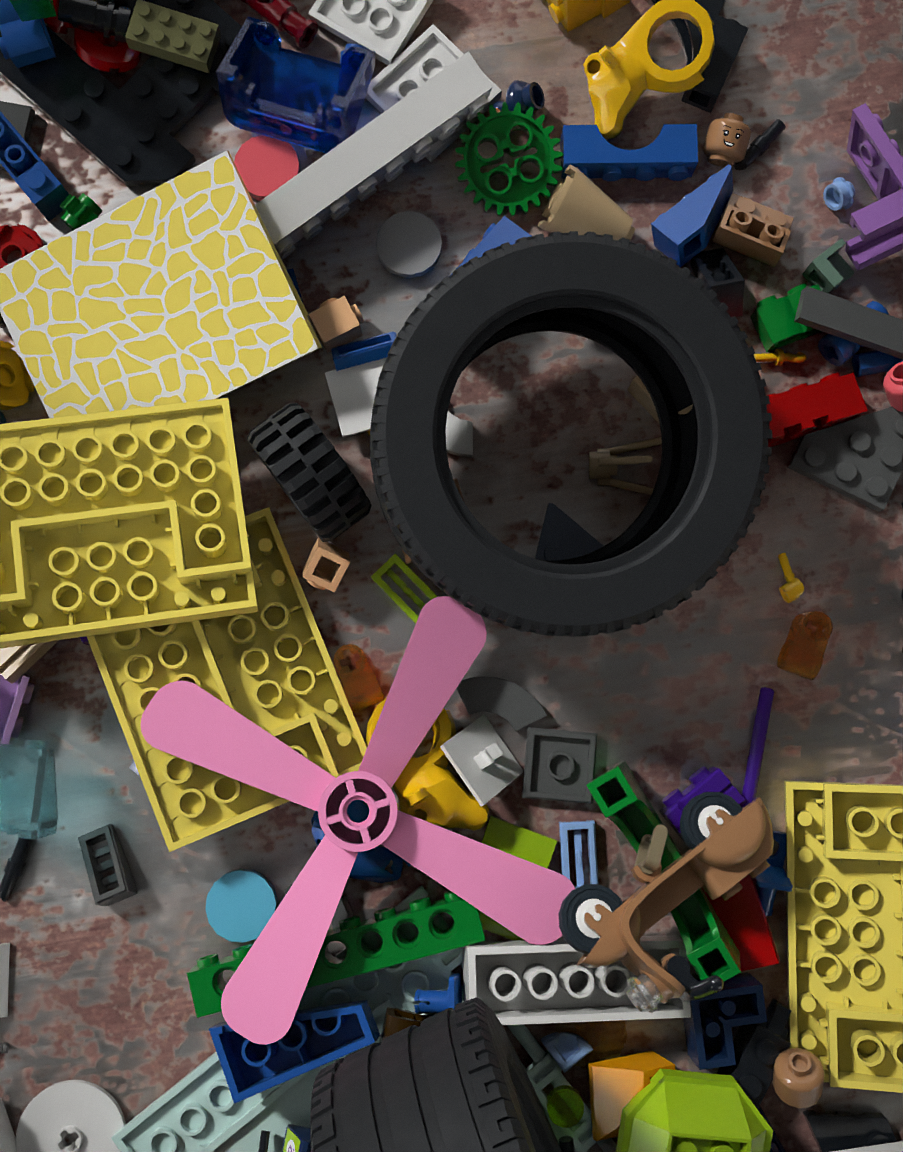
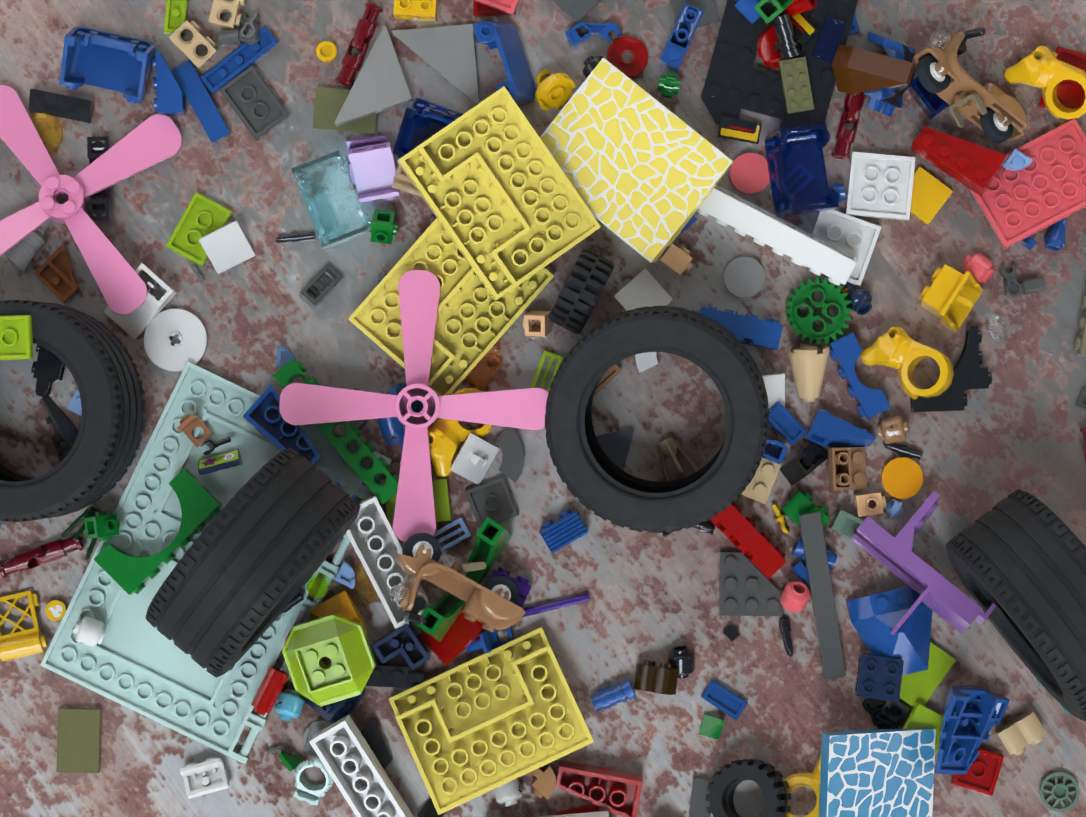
camera: 65 degrees right, 5 degrees up
(64, 726) = (383, 226): none -> green brick
(178, 975) = (284, 356): none -> medium blue tile
(197, 147) = (739, 130): none -> slope
(240, 905) = (335, 368): medium azure tile -> none
(362, 351) = (669, 284): blue tile -> none
(653, 678) = (563, 531): none -> blue brick
(794, 587) = (650, 585): yellow hand -> none
(798, 1078) = (392, 697): medium nougat head -> none
(800, 164) = (902, 478): none -> light orange tile
(803, 650) = (618, 606): clear orange piece -> none
(818, 223) = (869, 504): none -> light nougat brick

